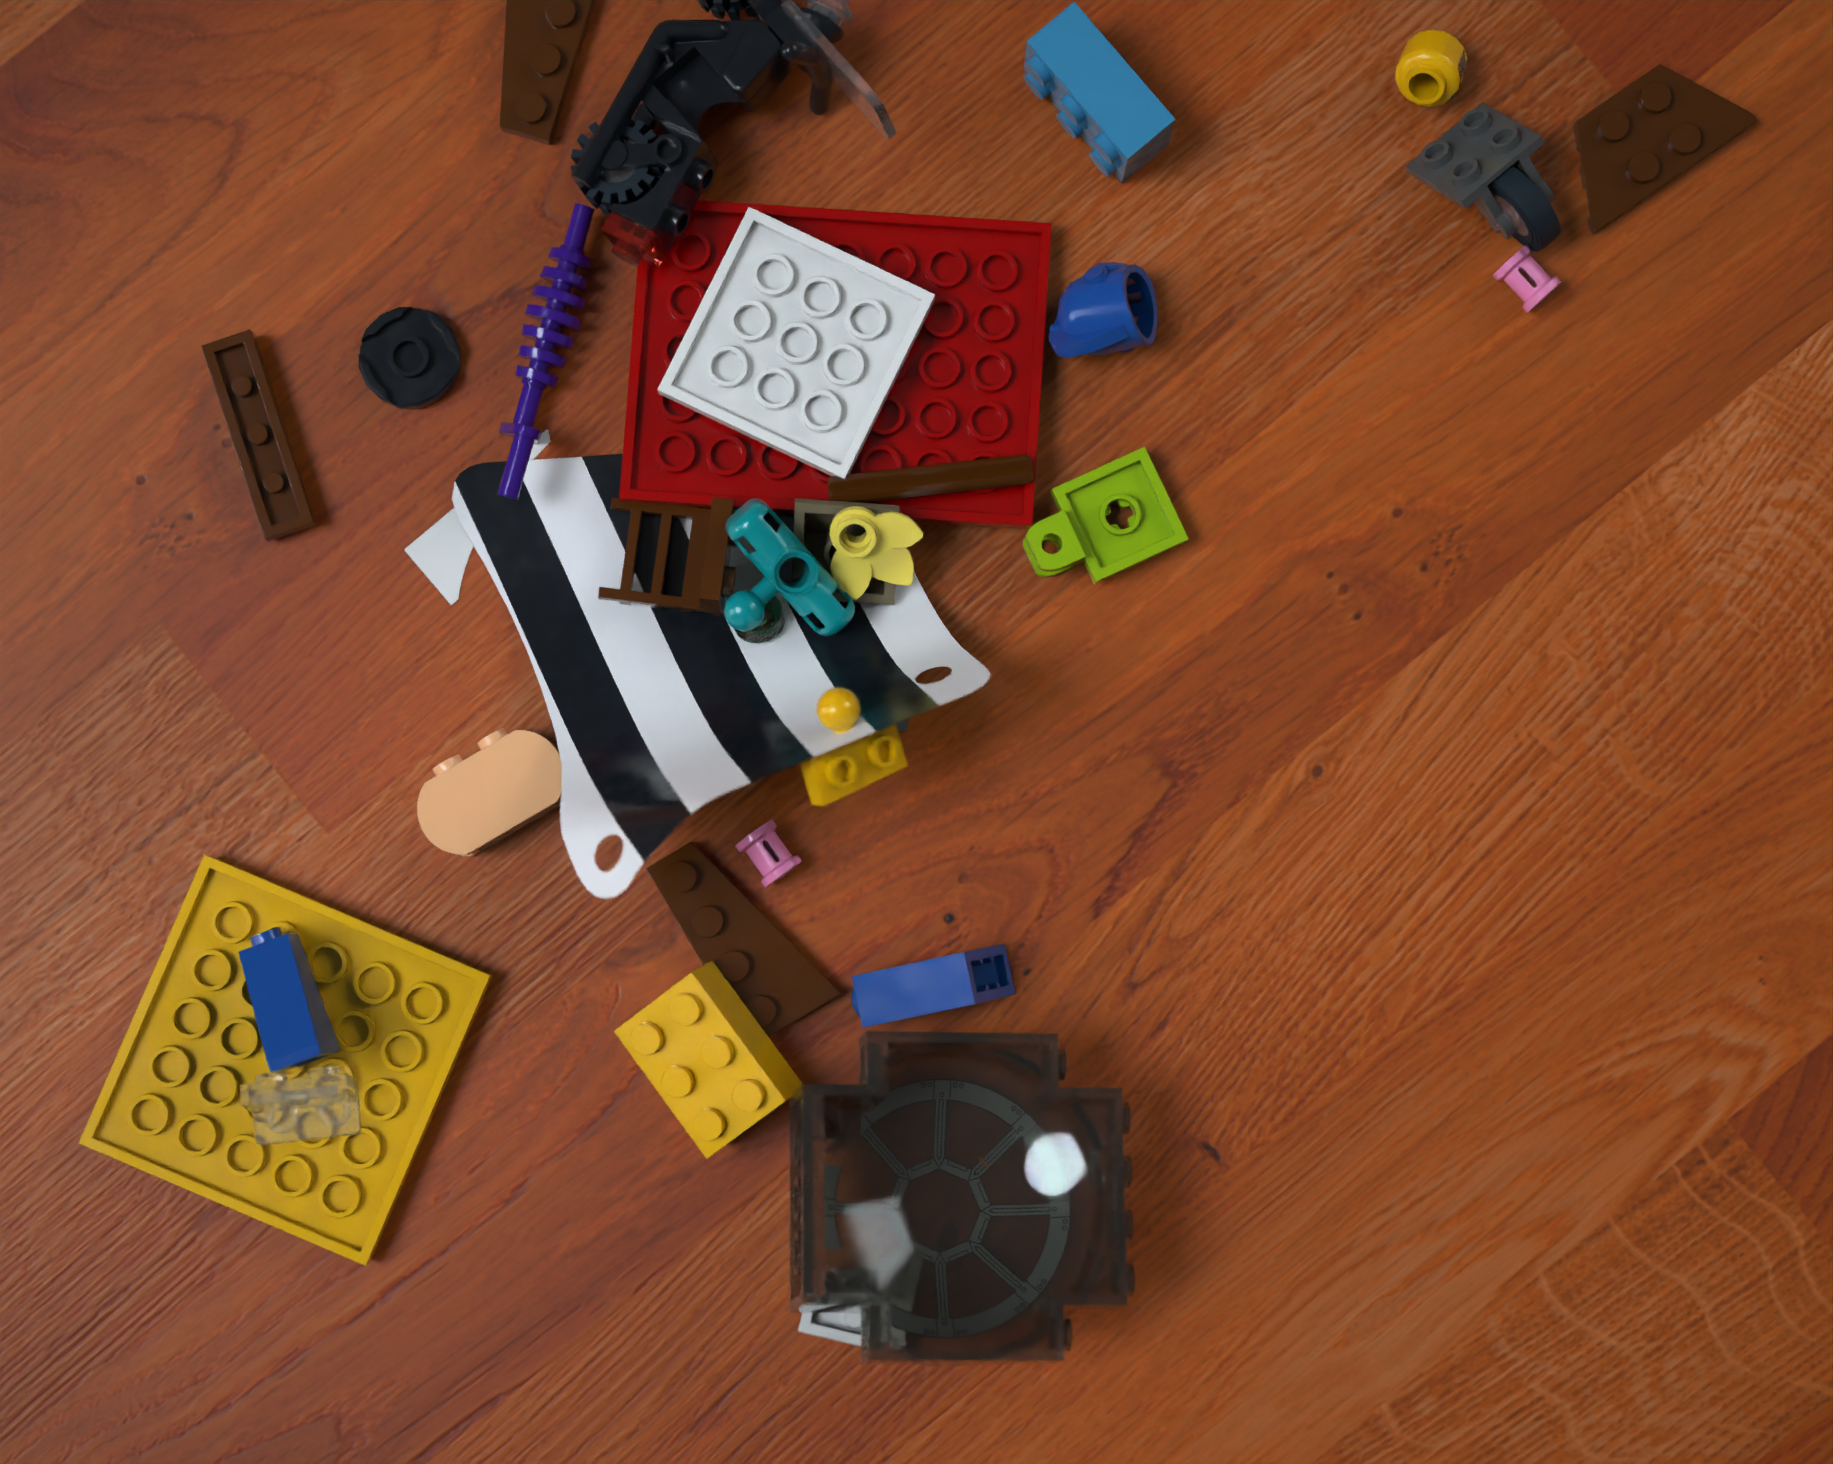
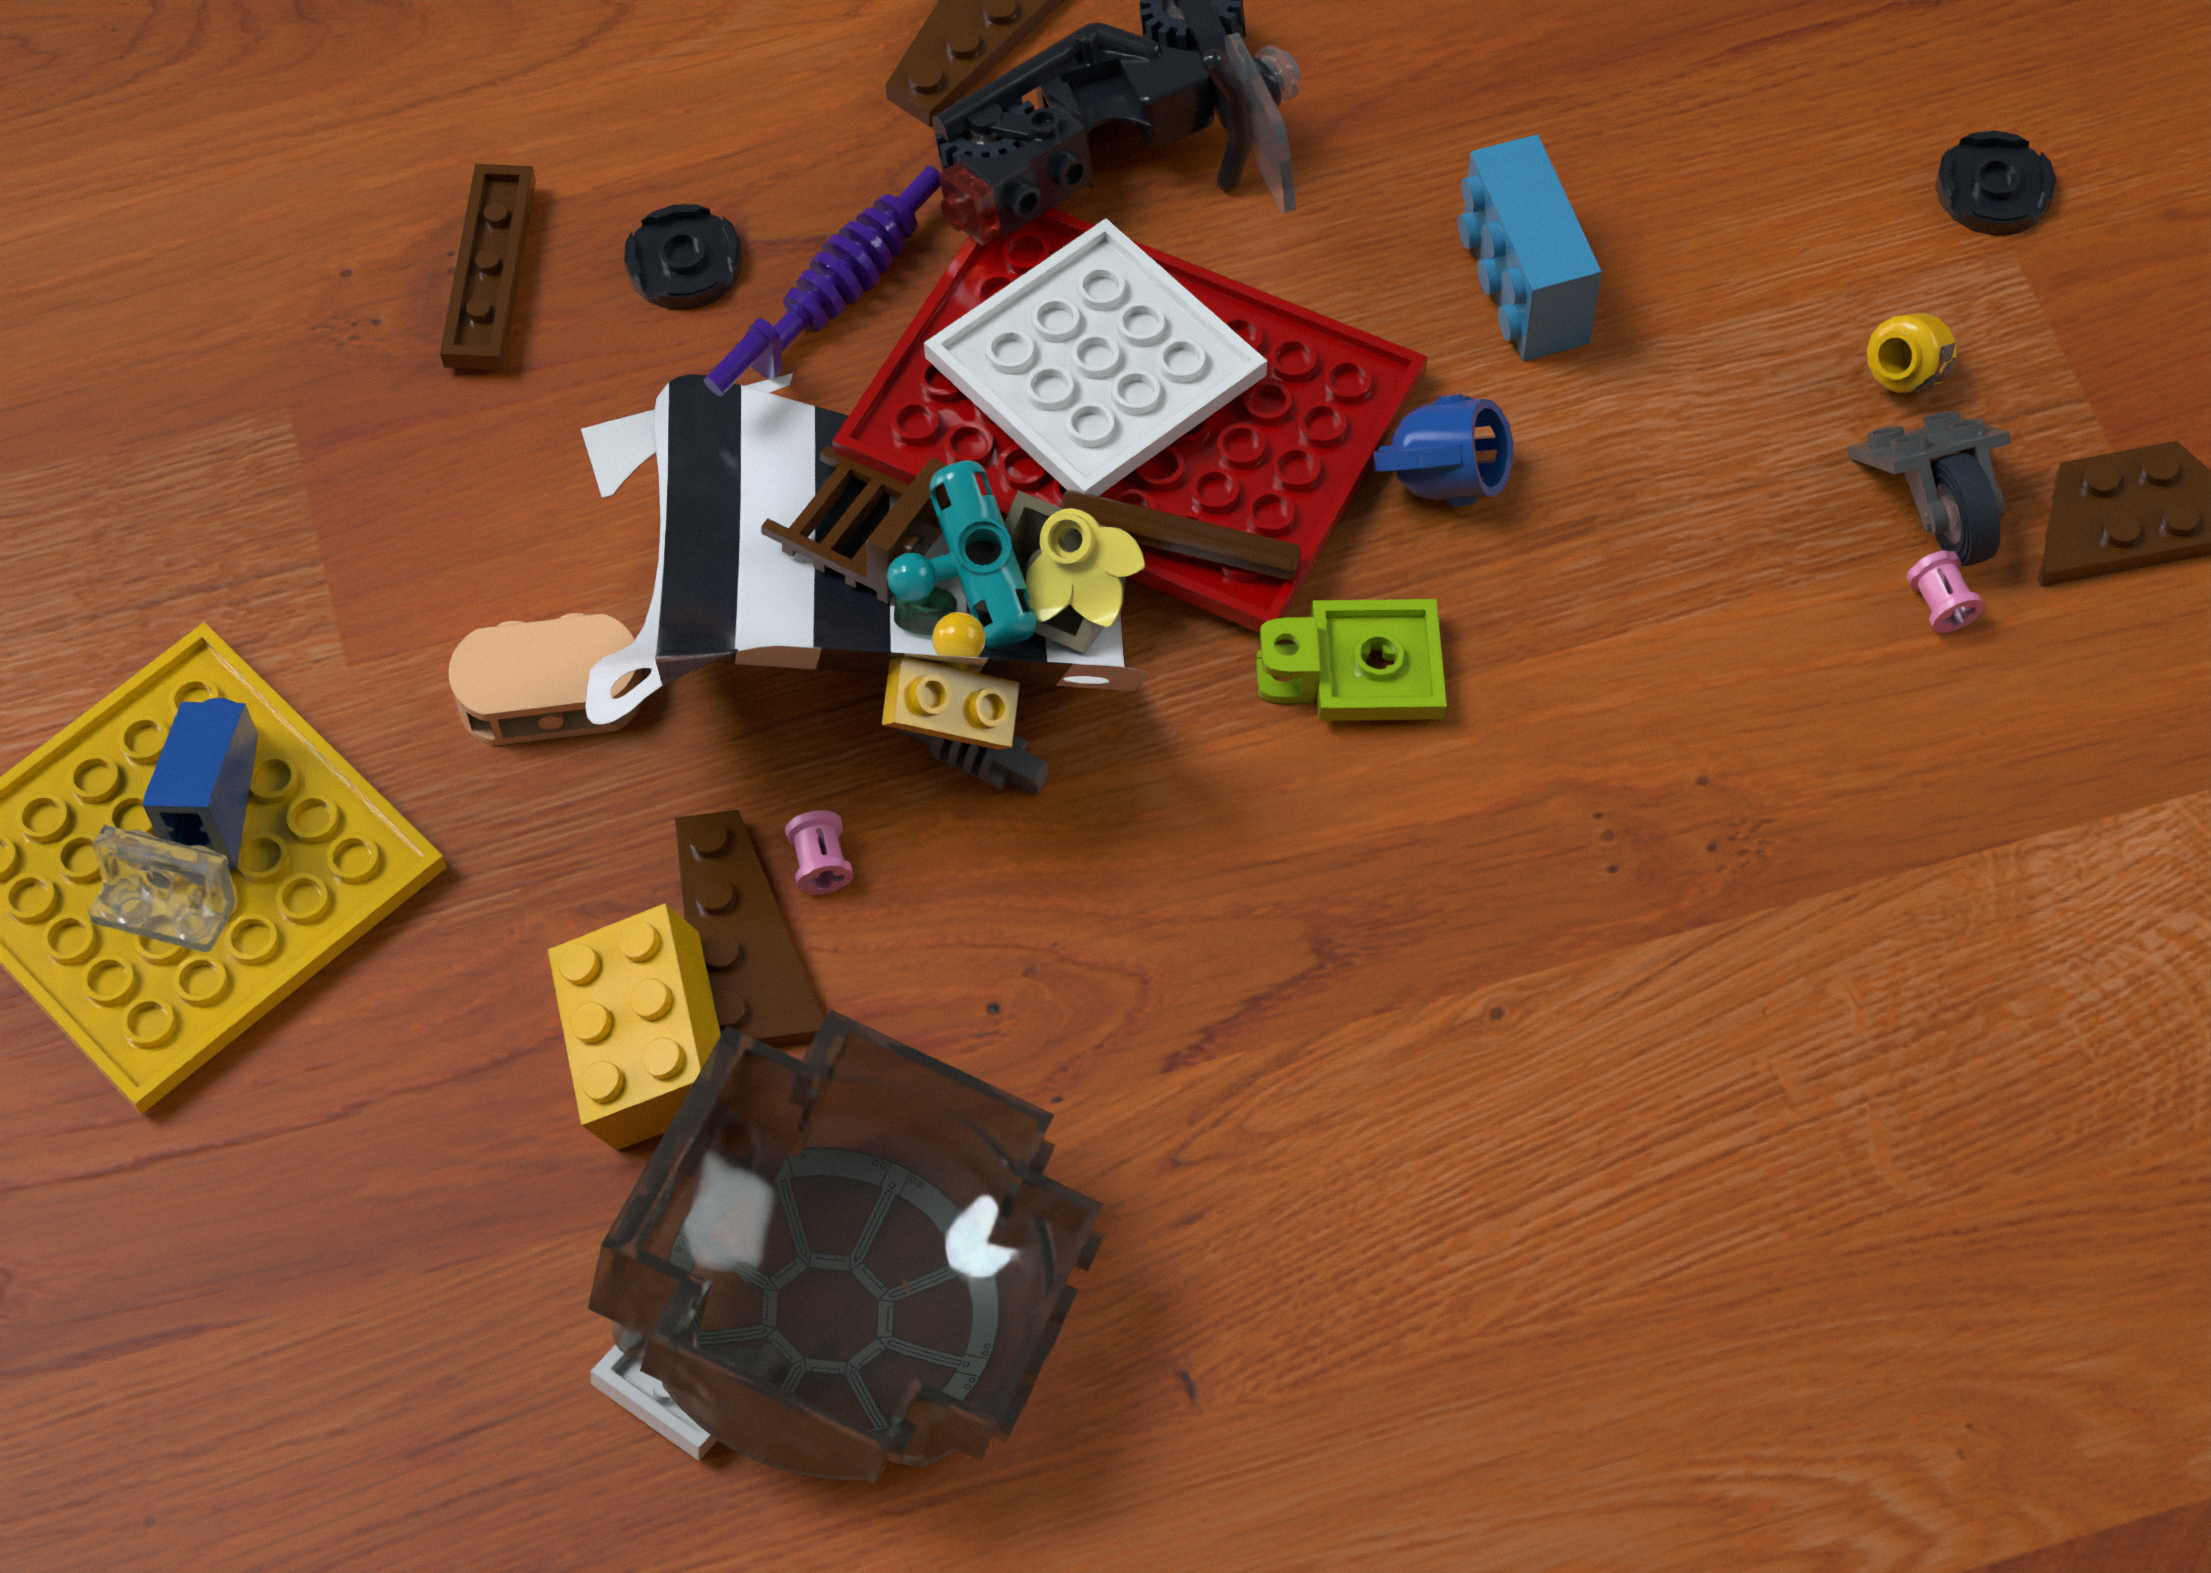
camera: 20 degrees right, 25 degrees down
(932, 985) = (962, 1033): blue slope -> none

